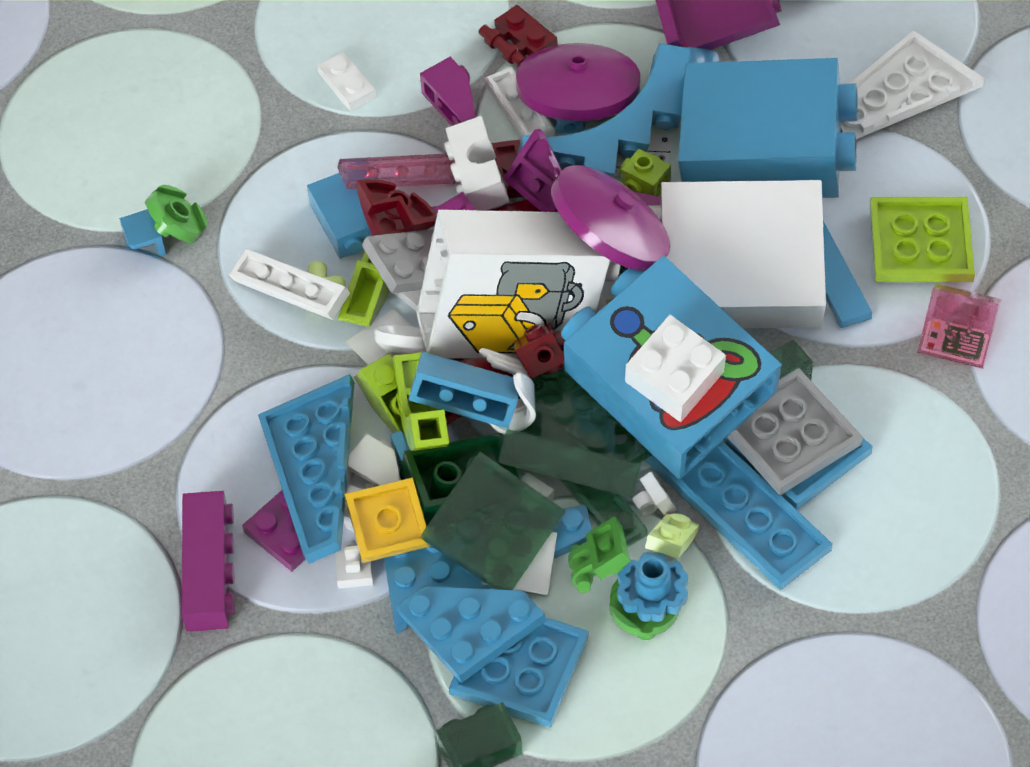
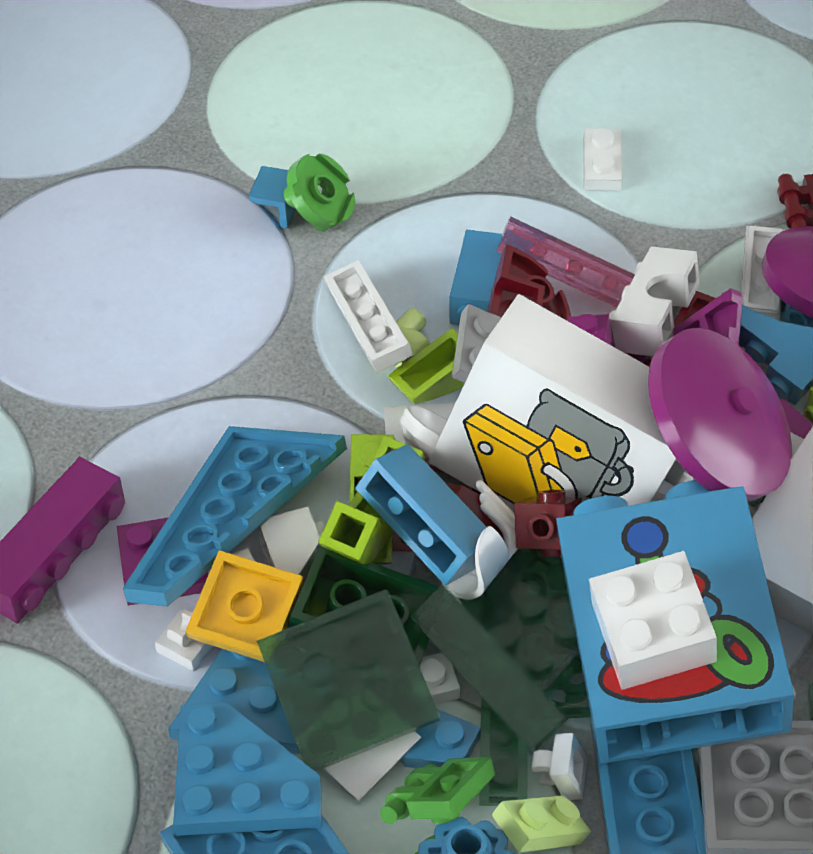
camera: 35 degrees right, 5 degrees down
(449, 90) = (698, 216): magenta slope -> none

